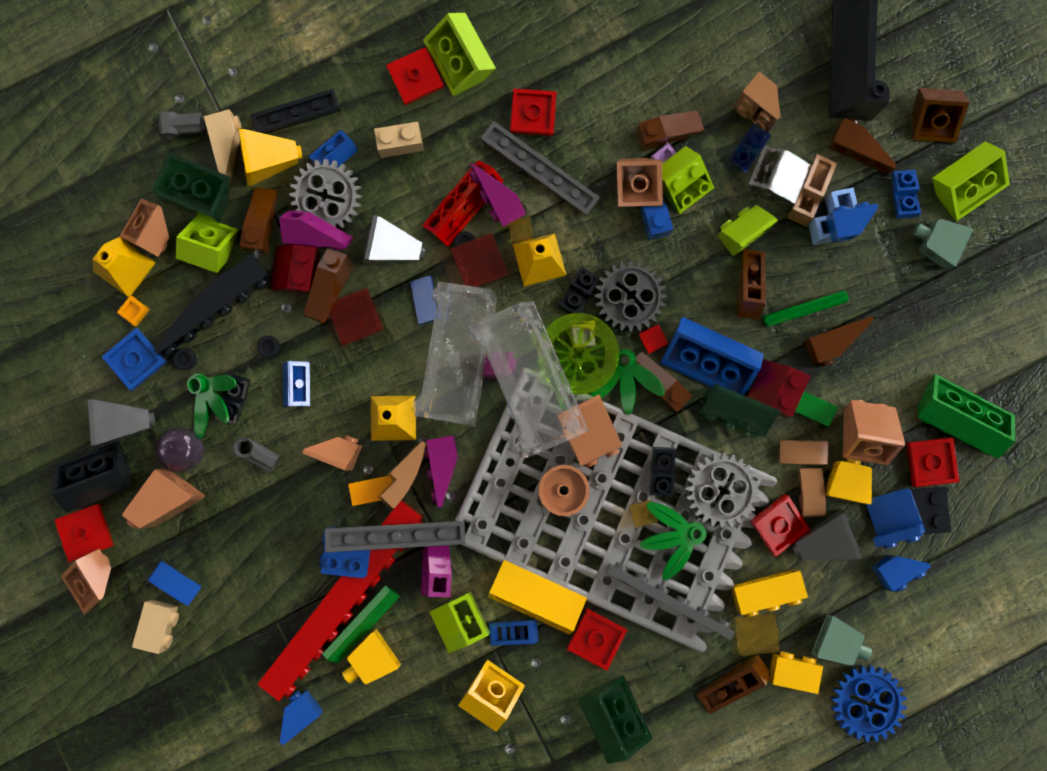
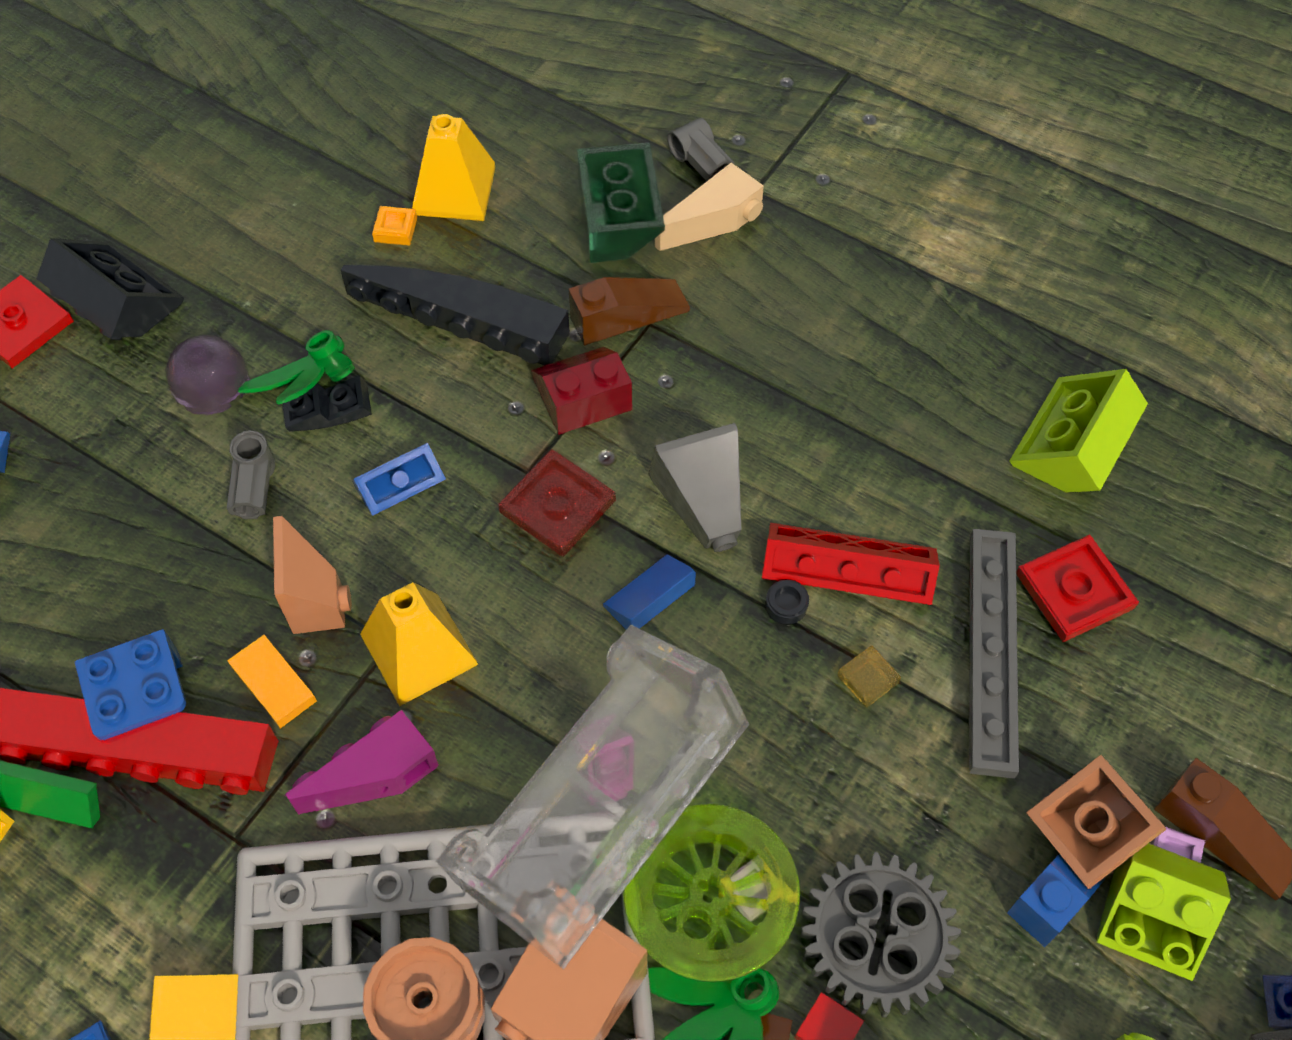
camera: 60 degrees right, 25 degrees down
(116, 422) = (204, 270): dark grey slope -> none
(134, 359) = (316, 255): blue plate -> none
(147, 228) = (520, 184): nougat slope -> none
(160, 499) = (108, 378): nougat slope -> none
(185, 359) = (356, 318): black tile -> none
(205, 243) = (546, 255): lime slope -> none
(266, 155) = (727, 259): yellow slope -> none
(268, 347) = (438, 413): black tile -> none
(296, 112) = (822, 275): black tile -> none
(307, 229) = (656, 368): magenta slope -> none
(327, 284) = (587, 431): reddish brown slope -> none
(331, 176) = (760, 353): light grey gear -> none
(337, 148) = (796, 350): blue slope -> none
(394, 536) = (194, 746): dark grey plate -> none
(399, 139) = (882, 417): tan brick -> none
(403, 476) = (317, 710): medium nougat slope -> none
(415, 76) = (996, 394): red plate -> none
(436, 571) = (178, 851): magenta slope -> none
(454, 362) = (527, 697): clear windscreen -> none
(460, 622) = (80, 962): lime slope -> none
(479, 261) = (769, 634): clear red plate -> none
(502, 200) = (898, 605): magenta slope -> none
(539, 260) = (841, 733): yellow slope -> none
(579, 291) = (828, 835): black slope -> none

